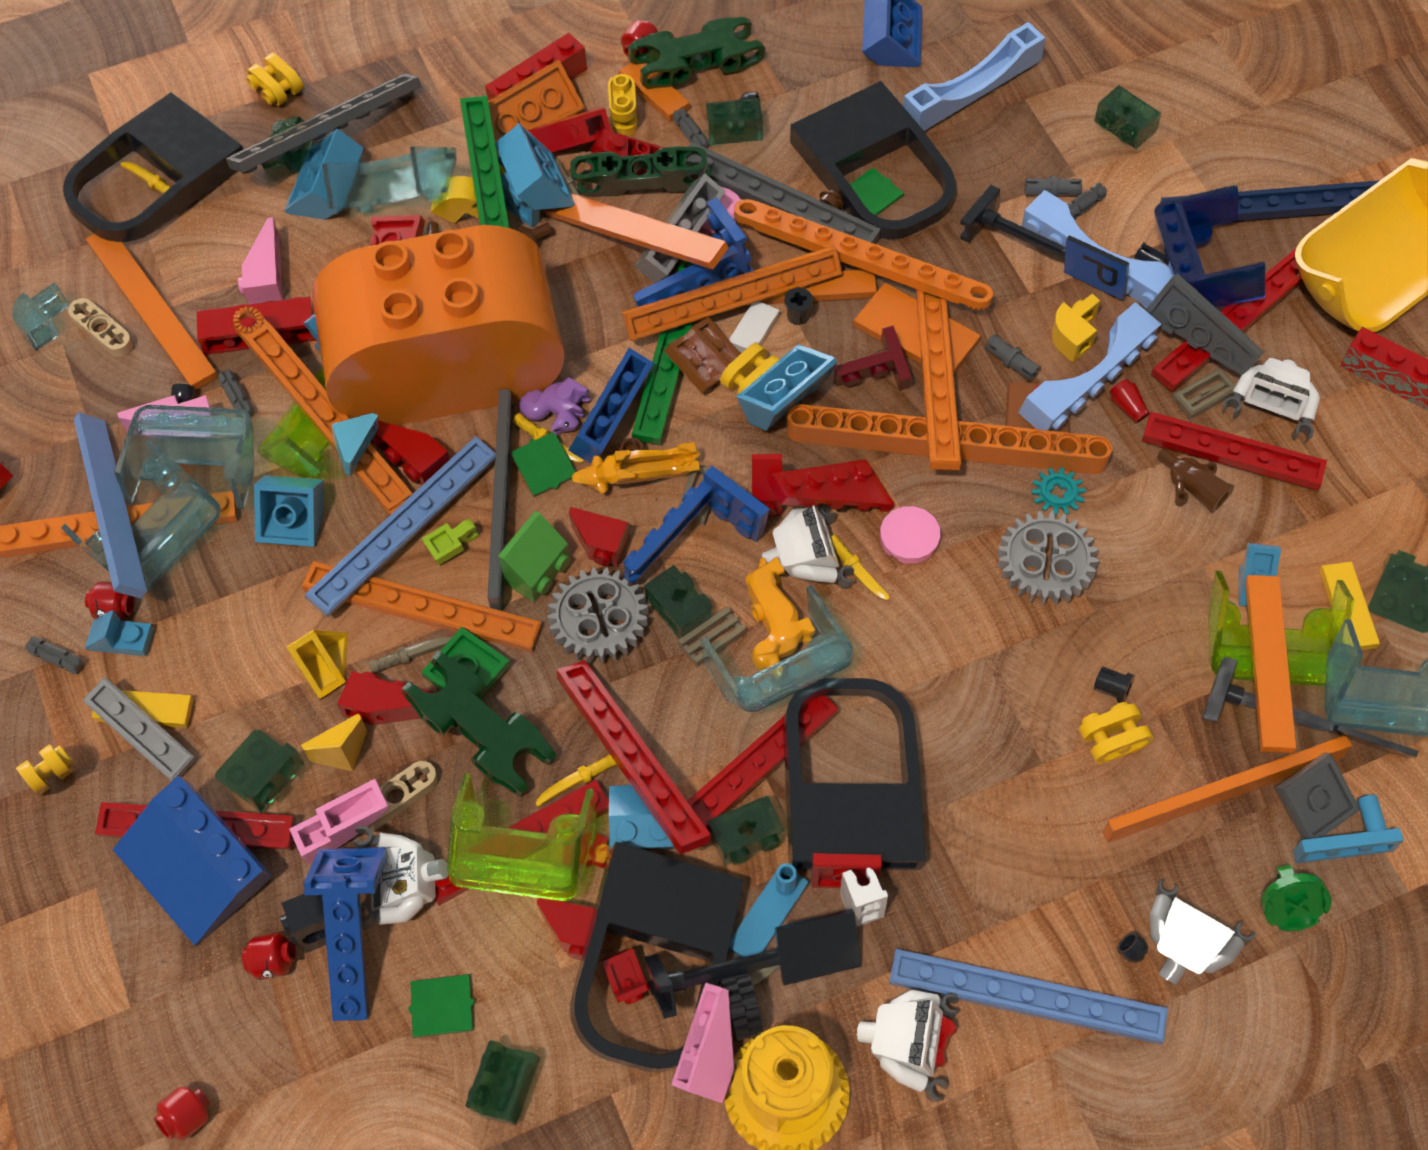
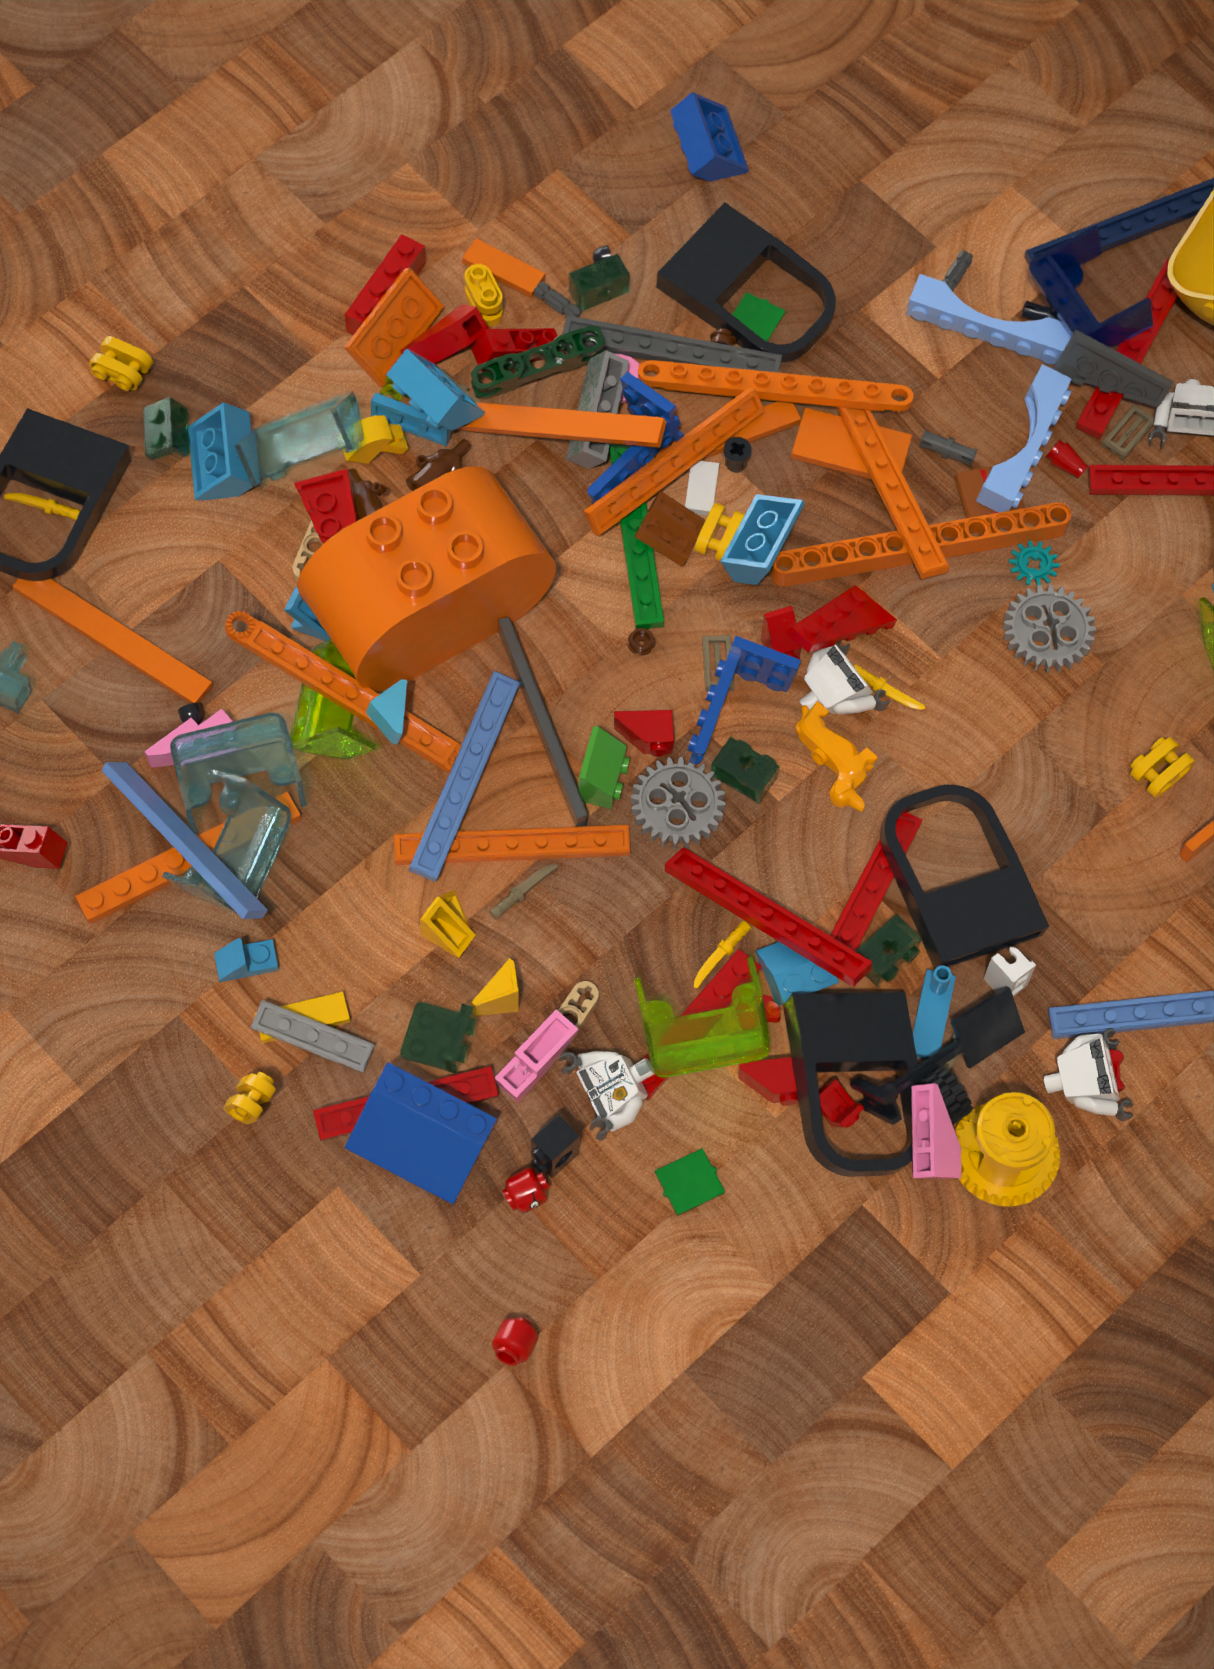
camera: 25 degrees left, 5 degrees up
(54, 655) = (195, 996): dark grey axle -> none
(97, 317) = (66, 661): tan beam -> none
(104, 599) = (222, 929): red head -> none
(217, 330) = (206, 635): red brick -> none
(234, 391) = (240, 697): dark grey axle -> none
(262, 267) = (209, 569): bright pink slope -> none
(288, 510) = (350, 794): dark azure slope -> none
(317, 126) = (201, 398): dark grey plate -> none
(340, 879) = (581, 1099): blue bracket -> none
(375, 700) = (524, 939): red slope -> none
(412, 450) = (441, 703): red slope -> none
(446, 542) = (509, 778): lime plate -> none
(474, 654) = (581, 888): green plate -> none
(483, 161) = (392, 406): green plate -> none
(496, 739) = (639, 940): dark green piece -> none
(502, 1083) = (773, 1225): clear green bracket -> none
(538, 432) = (549, 651): yellow piece -> none
(543, 464) = (565, 678): green piece -> none
(559, 399) = (552, 611): medium lavender animal -> none
(611, 406) = (607, 604): blue brick -> none
(636, 31) = (468, 219): red head -> none
(638, 466) = (657, 655): light orange animal -> none
(681, 56) = (518, 228): dark green piece -> none
(732, 621) = (796, 772): dark tan tile -> none
(822, 658) = (895, 778): clear light blue windscreen -> none
(828, 868) = (976, 959): red tile -> none
(877, 364) = (844, 481): dark red bracket -> none
(910, 534) = (920, 643): bright pink tile -> none
(1012, 56) = (835, 142): light blue arch -> none
(1054, 186) = (922, 265): dark grey pin -> none
(1072, 330) = (992, 407): yellow brick -> none
(1080, 258) = (975, 334): black piece -> none
(1114, 683) = (1145, 724): black bush -> none
(1127, 117) = (965, 175): clear green brick -> none
(1197, 479) = (1151, 517): reddish brown piece -> none

